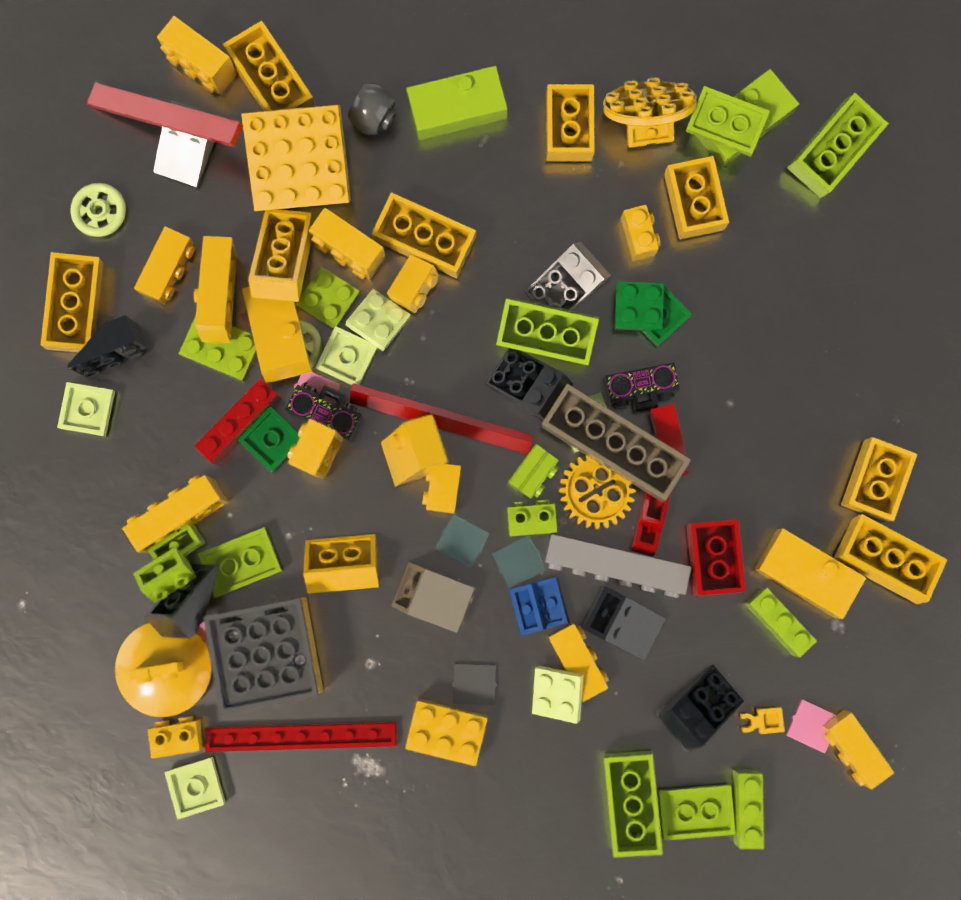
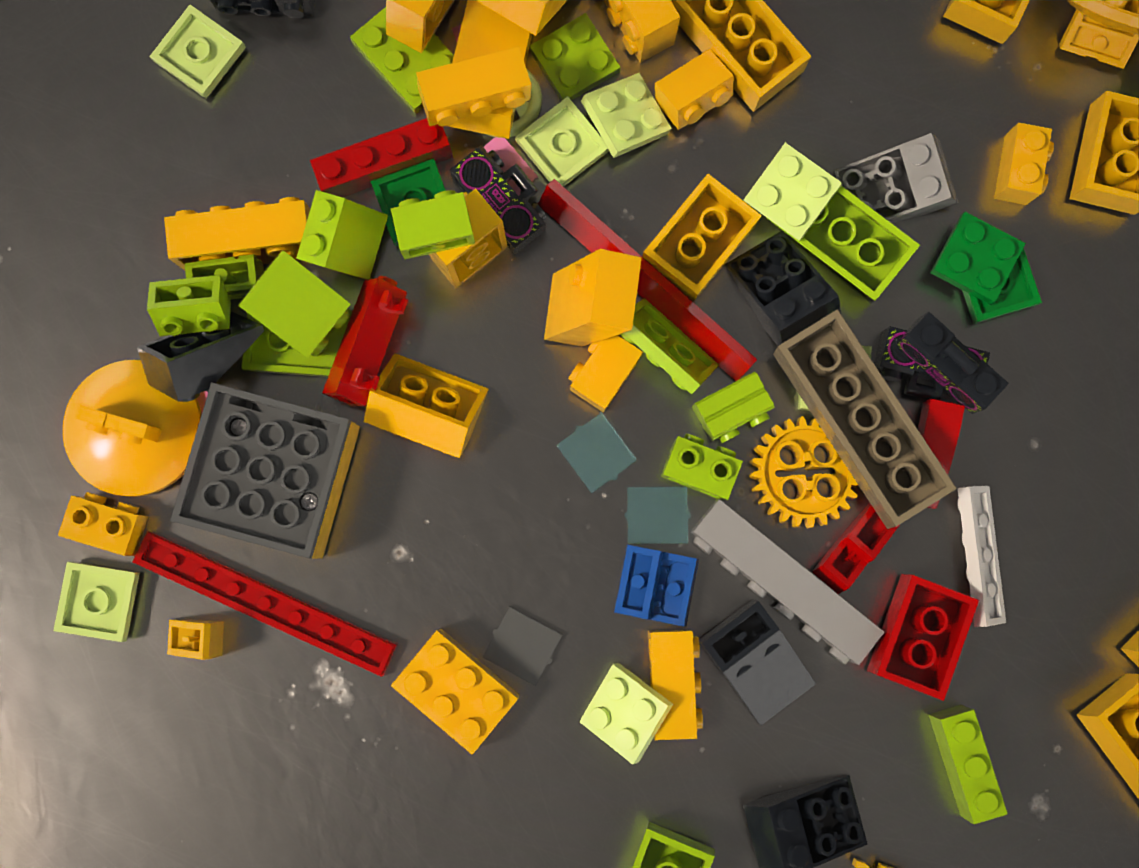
camera: 25 degrees right, 0 degrees up
(230, 542) = (295, 305): none -> lime brick
(238, 485) = (342, 235): none -> lime brick
(268, 780) = (195, 638): none -> yellow slope
(277, 354) = (474, 86): none -> yellow brick
(284, 543) = (365, 341): none -> red brick
(294, 455) = (432, 224): none -> lime brick
(433, 597) = (524, 506): dark tan slope -> none
(462, 376) = (701, 237): none -> yellow brick
(475, 454) = (669, 347): none -> lime plate
(505, 322) = (792, 191): none -> yellowish green plate
(652, 382) = (951, 363): none -> black piece
(729, 489) = (981, 555): none -> white plate
(809, 573) = (1038, 719): yellow brick -> none

